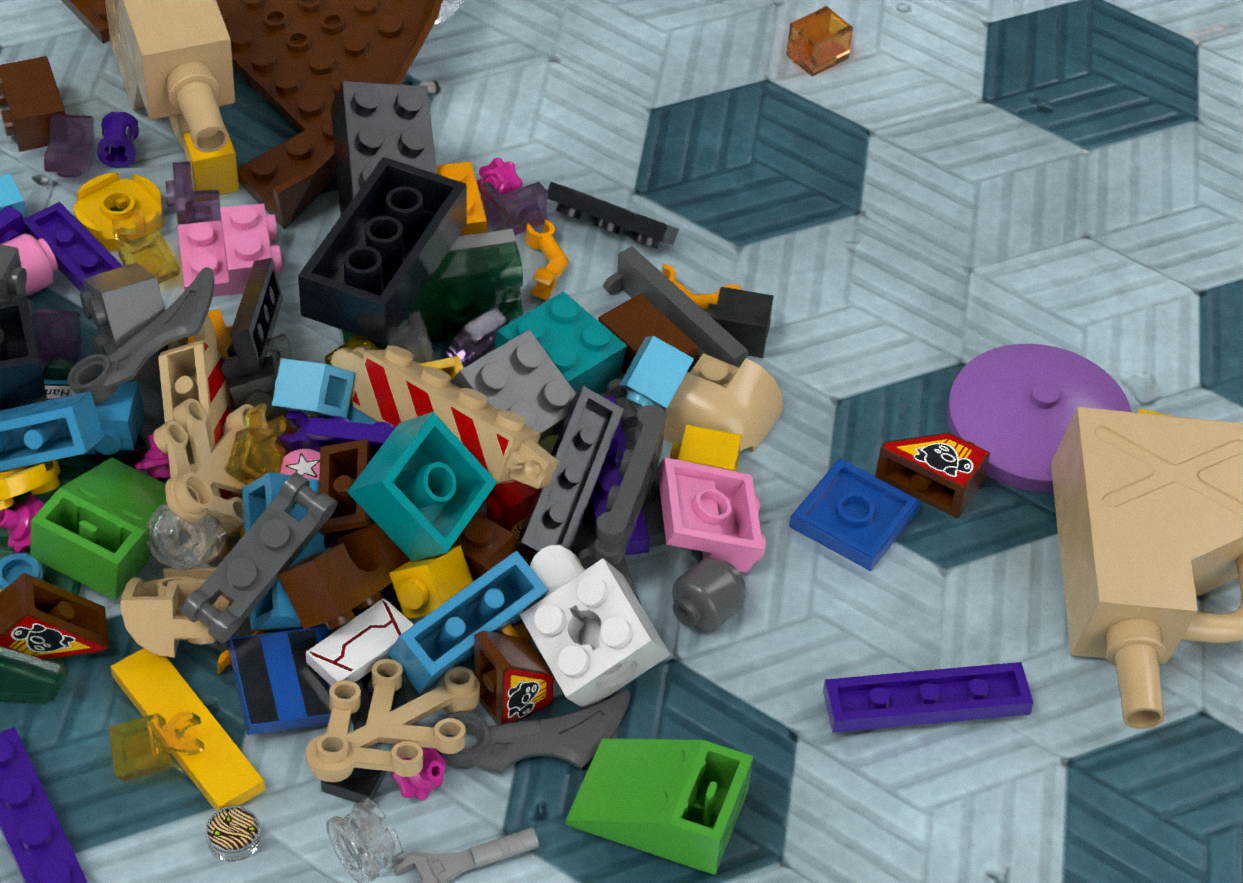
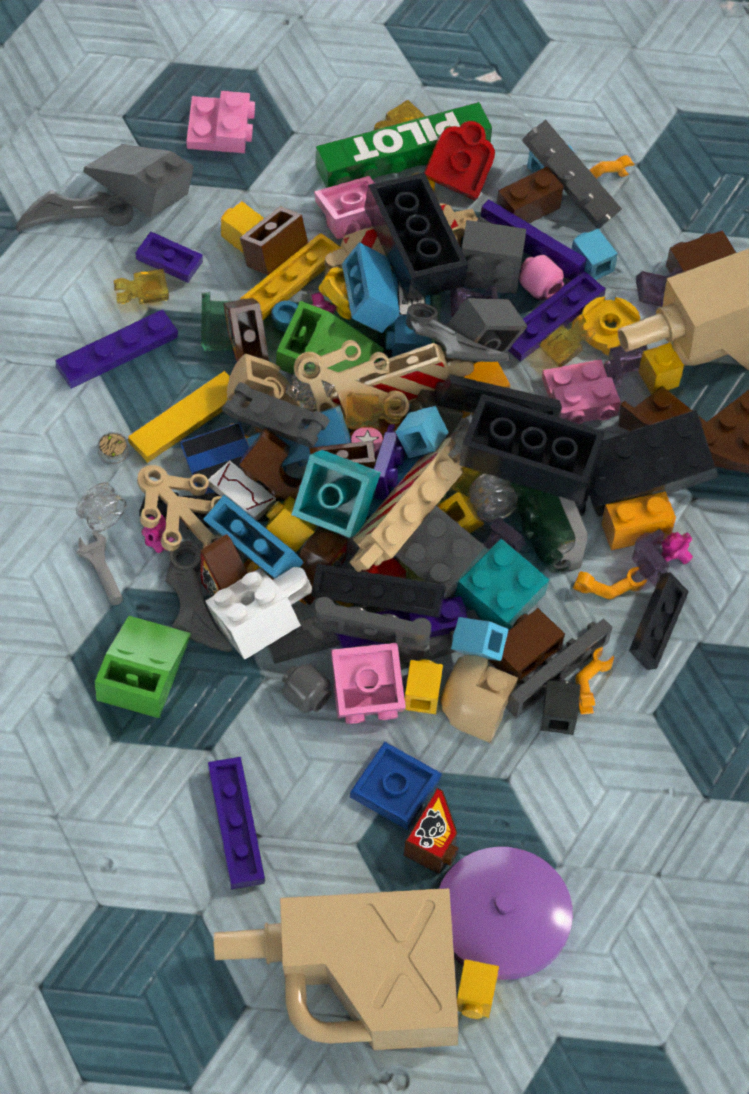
camera: 85 degrees right, 10 degrees up
(146, 743) = (166, 395): clear yellow plate -> none

